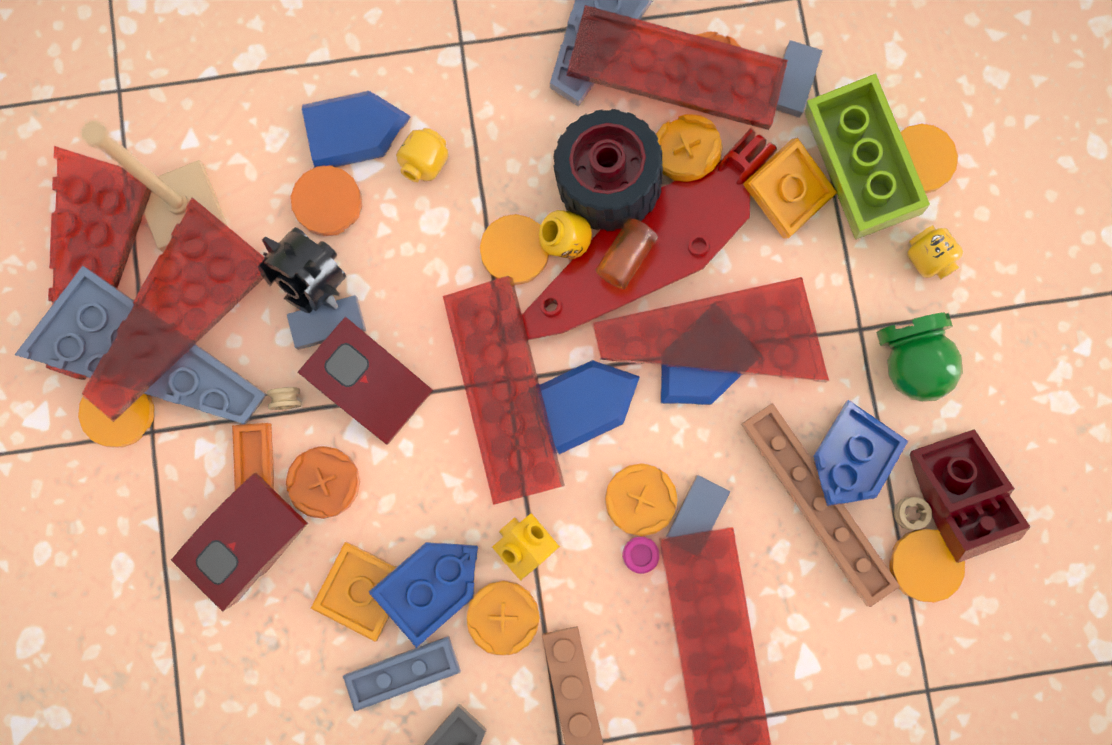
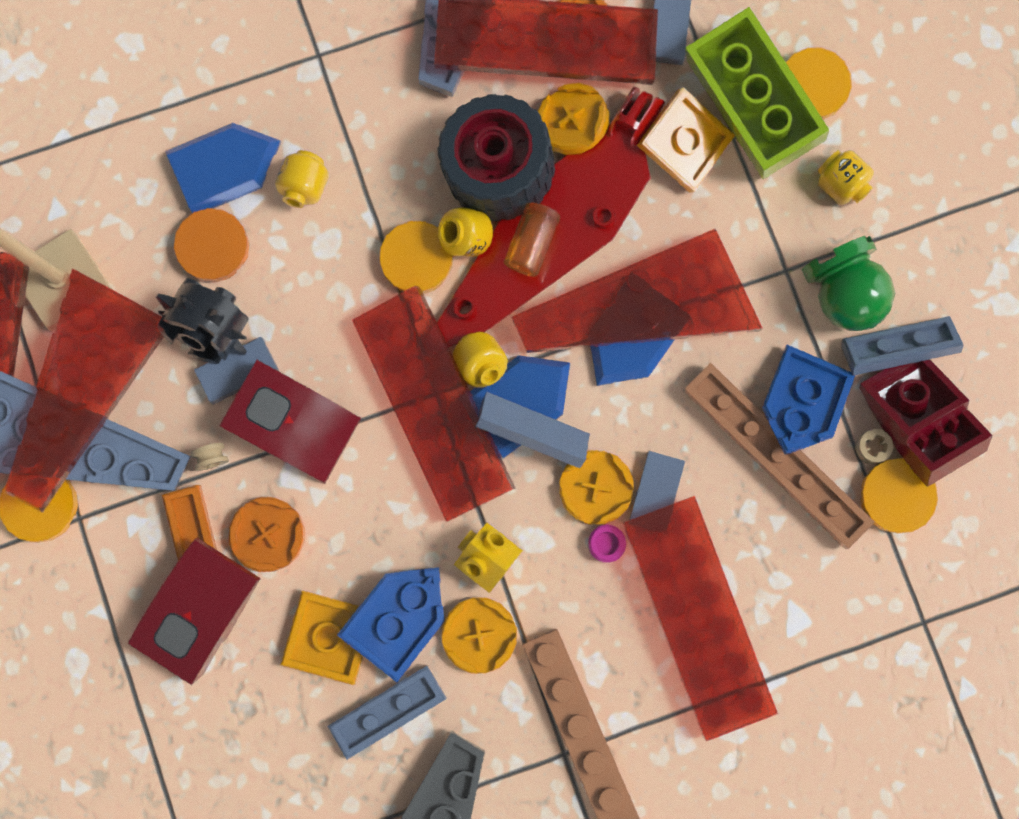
camera: 10 degrees left, 0 degrees up
(555, 357) = (480, 359): none -> yellow head
(592, 434) = (533, 430): none -> sand blue tile
(957, 422) = (901, 345): none -> sand blue tile

